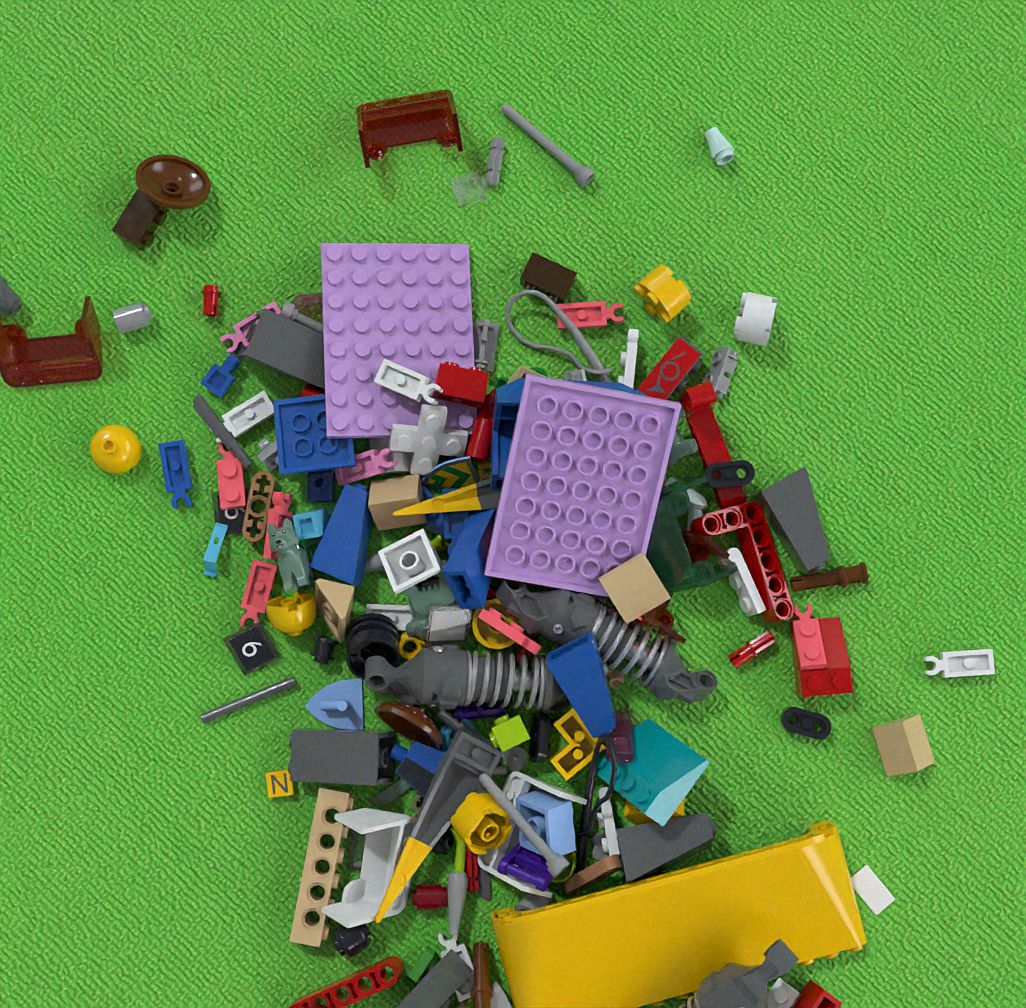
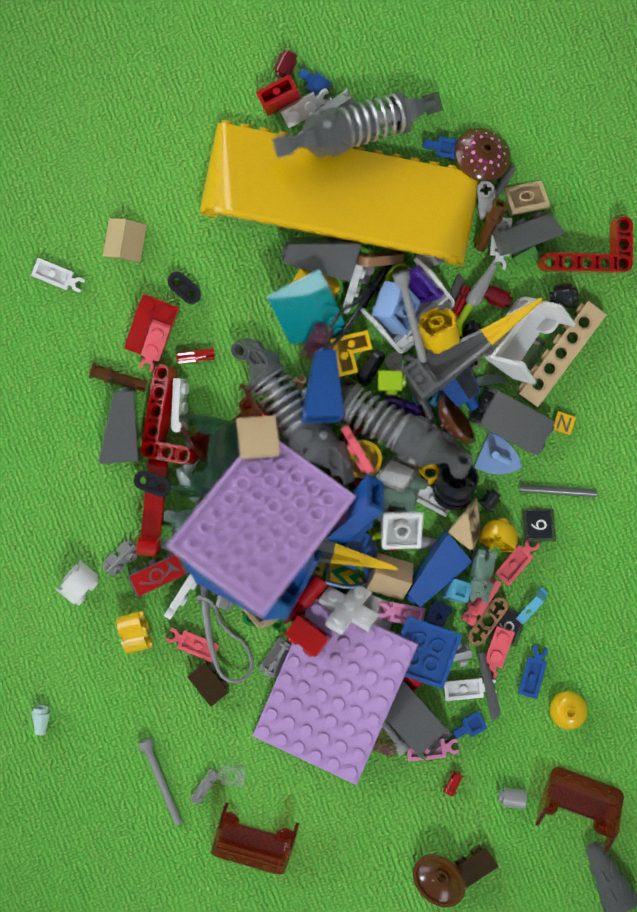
camera: 155 degrees left, 5 degrees up
(406, 382) = (345, 655): white plate -> none
(871, 890) = (196, 154): white sticker -> none

